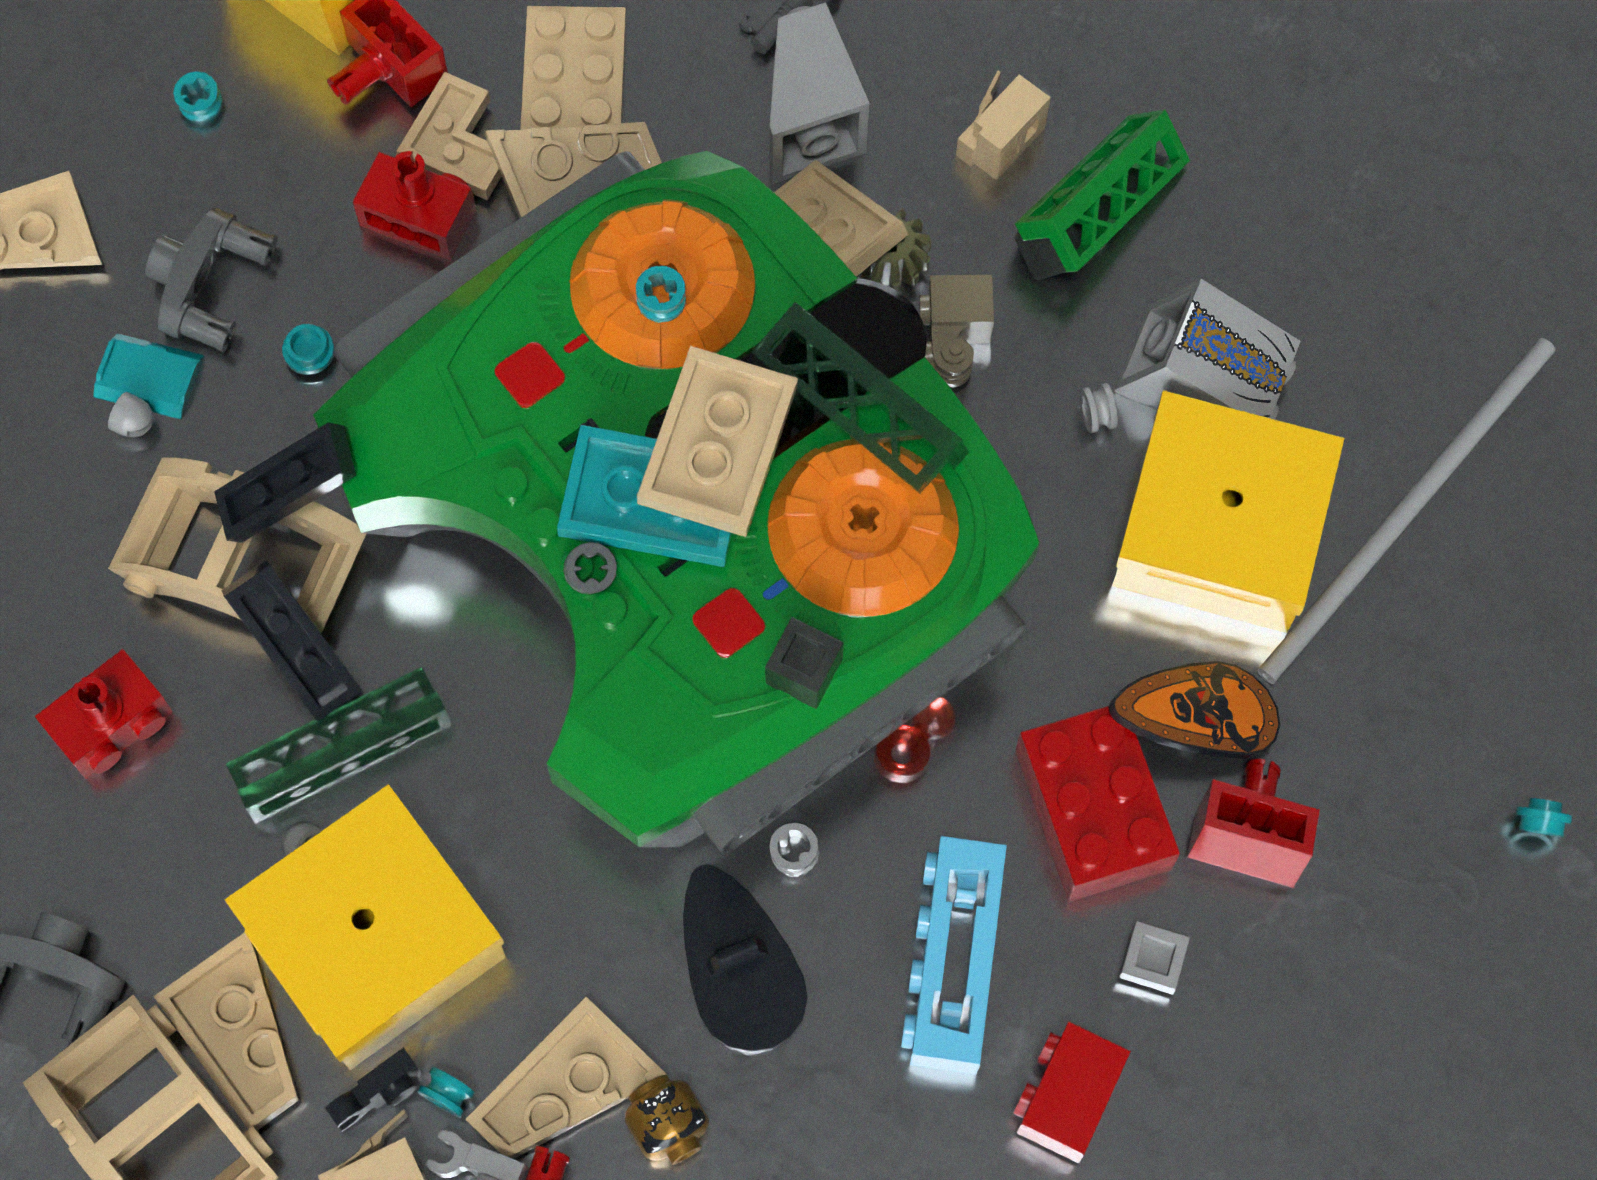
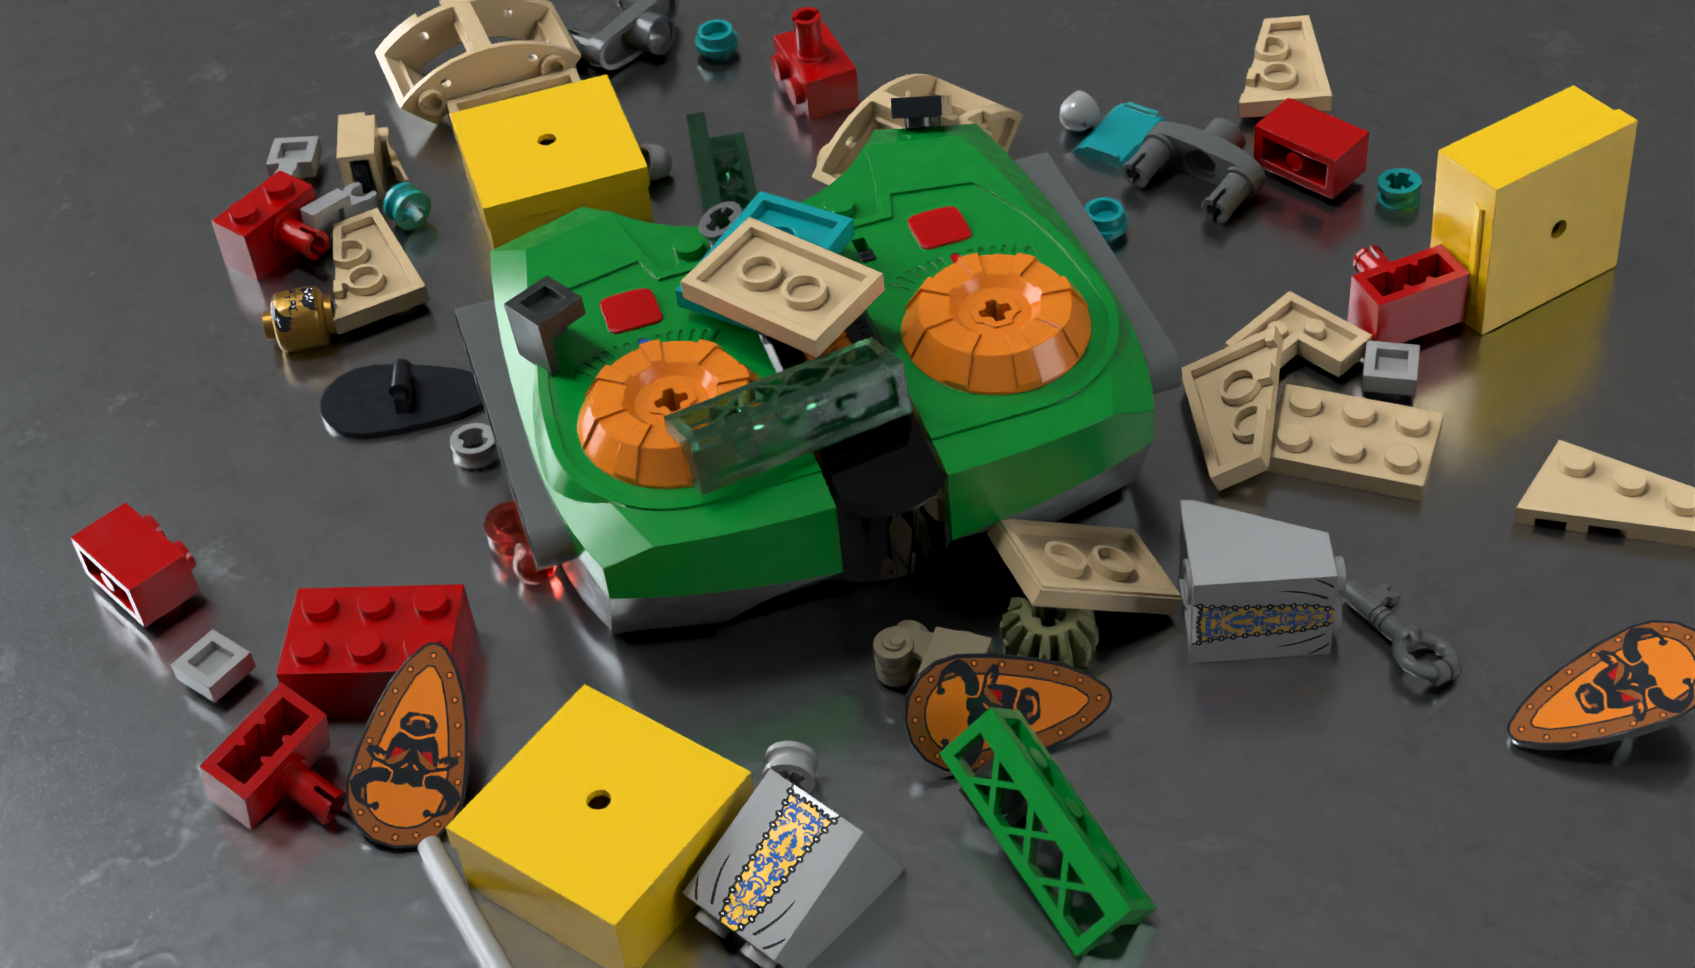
camera: 115 degrees right, 25 degrees down
(50, 861) = (716, 39): none -> teal plate
(168, 170) = (1311, 147): none -> red brick
(291, 640) = (811, 141): black plate -> none
(387, 1083) = (433, 175): black plate -> none
(415, 204) = (1225, 293): red brick -> none
(477, 55) = (1390, 368): none -> light grey plate
(649, 305) = (956, 297): teal bush -> none
(942, 1044) = (308, 522): medium azure brick -> none
(992, 258) = (962, 687): none -> shield
(1004, 126) = (1171, 769): tan piece -> none

